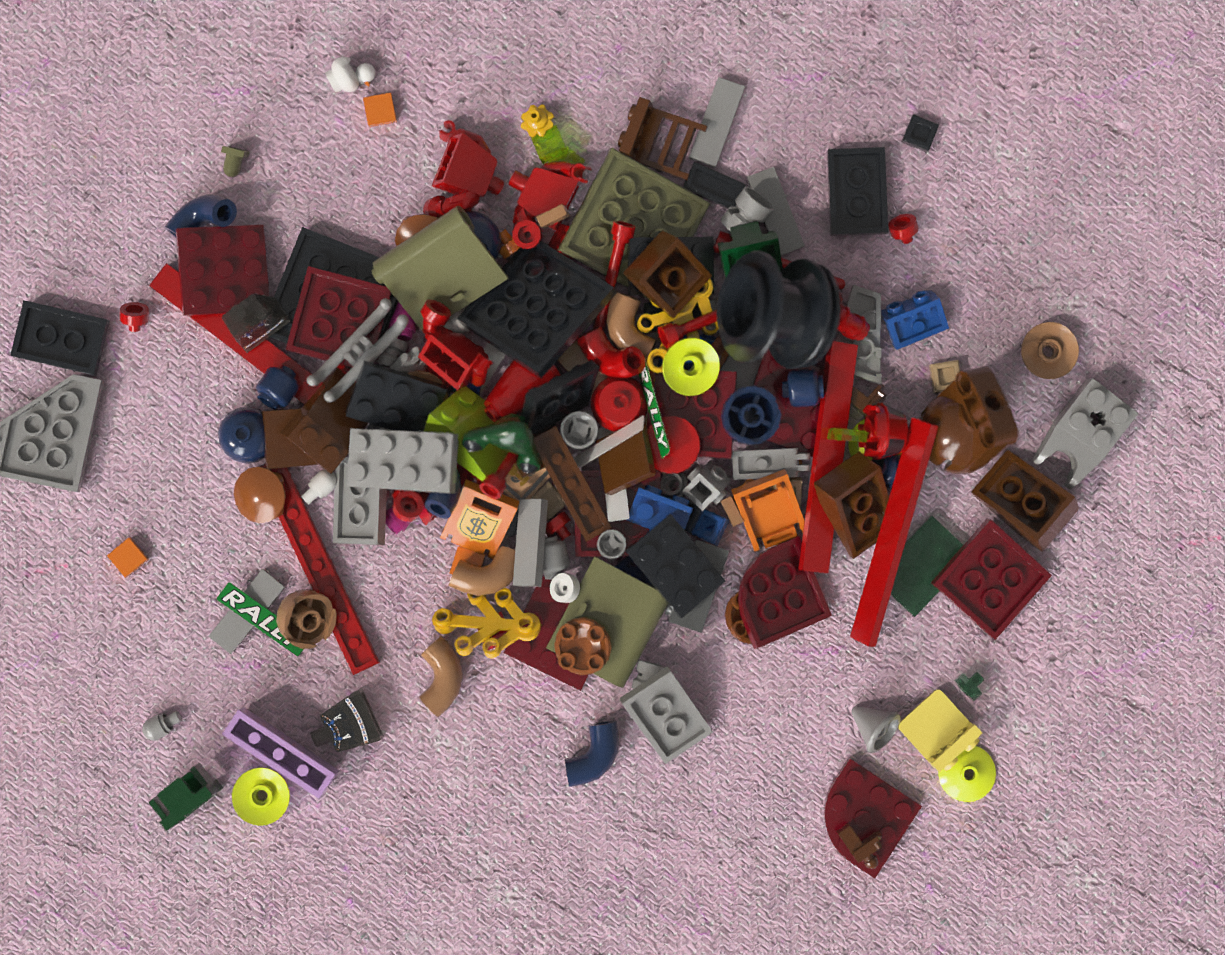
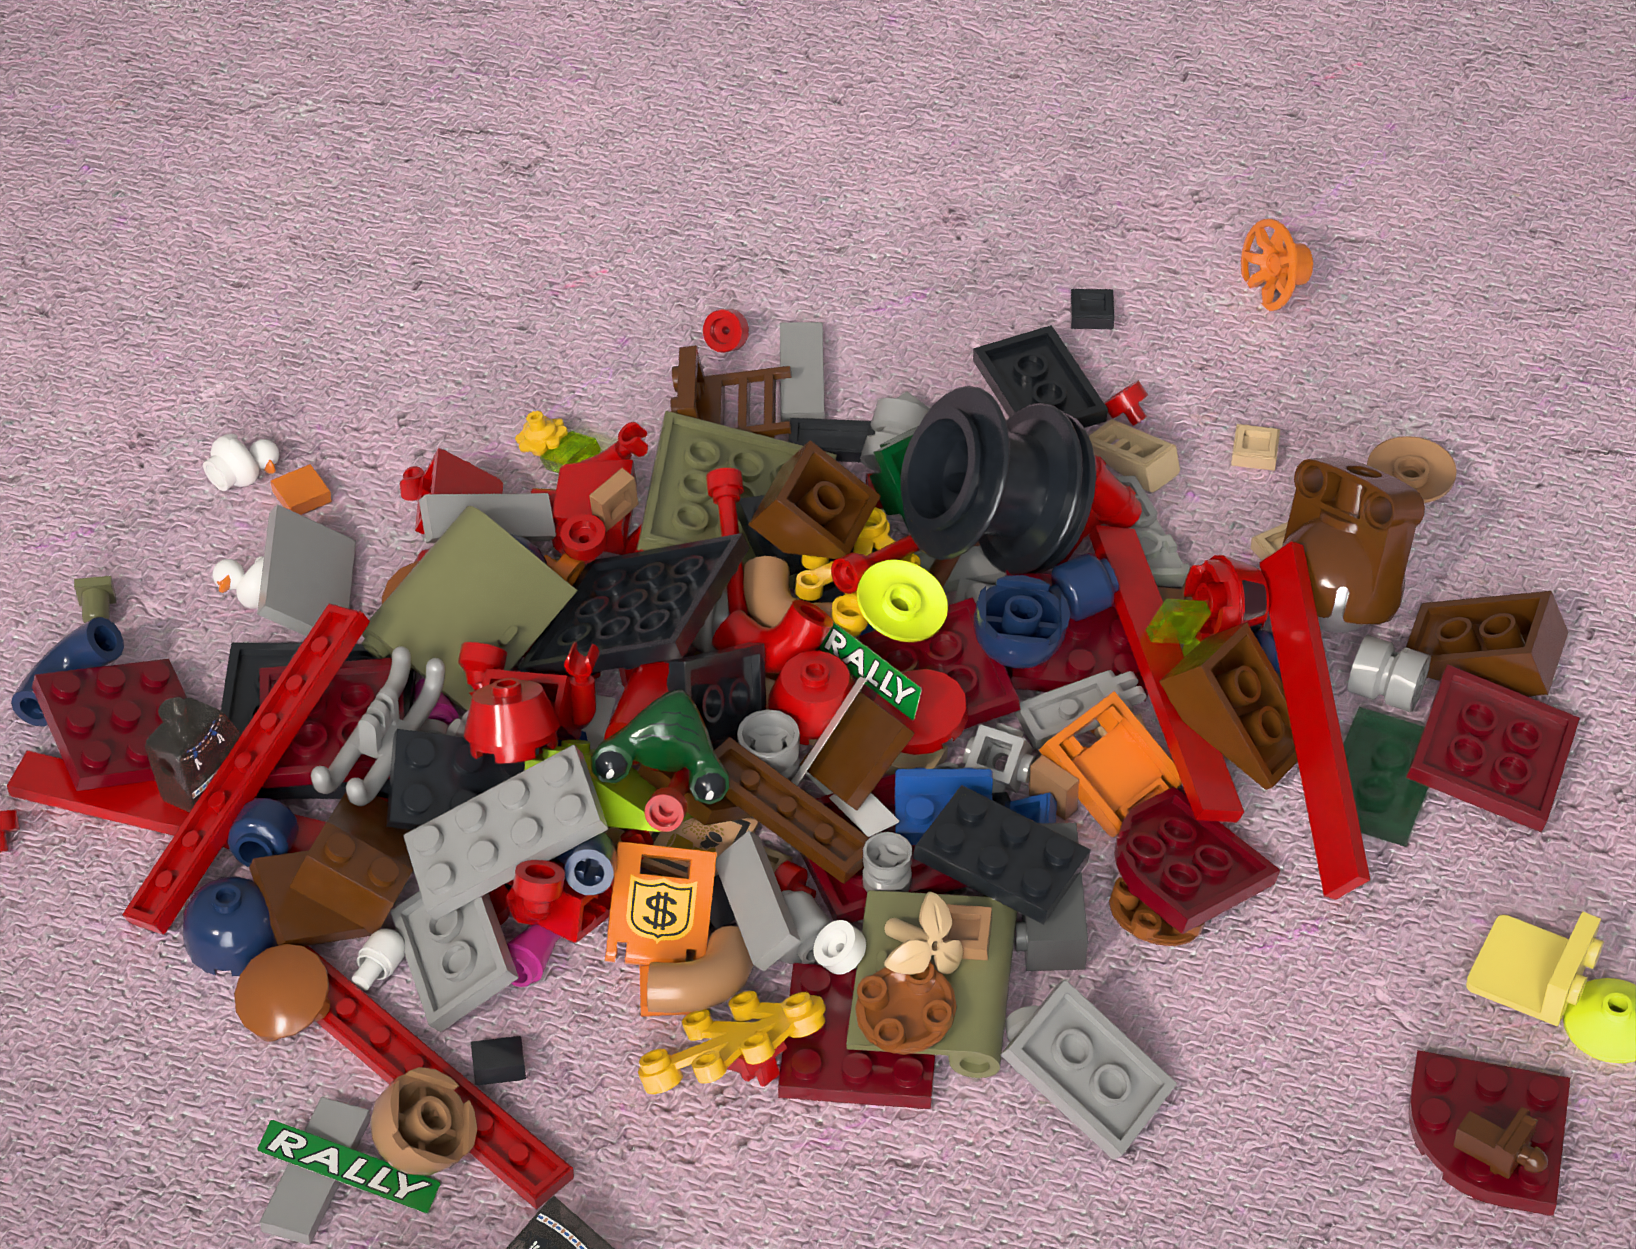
camera: 20 degrees left, 40 degrees down
(127, 557) = (79, 1158): orange tile -> none
(281, 340) = (245, 769): none -> red tile
(332, 186) = (230, 575): none -> white animal
(359, 193) = (303, 570): none -> light grey tile
(362, 579) = (498, 1060): none -> black tile
(427, 392) = (511, 721): none -> red cone
(446, 679) = (697, 1144): medium nougat cylinder -> none
(475, 200) = (516, 513): none -> light grey tile
(599, 756) = (1006, 1177): dark blue cylinder -> none
(608, 616) = (921, 944): none -> tan plant
(633, 610) = (972, 928): none -> medium nougat tile
(681, 73) = (725, 330): none -> red tile
(875, 726) = (1434, 988): light grey hat -> none
(900, 288) = (1136, 454): none -> tan slope
(914, 318) = (1202, 493): blue bracket -> none
(958, 503) = (1389, 673): none -> light grey wheel
(968, 289) = (1255, 447): none -> tan tile
(970, 685) = (1544, 894): clear green tile -> none
(1052, 148) = (1280, 263): none -> orange wheel
(1078, 438) = (1519, 531): light grey brick -> none

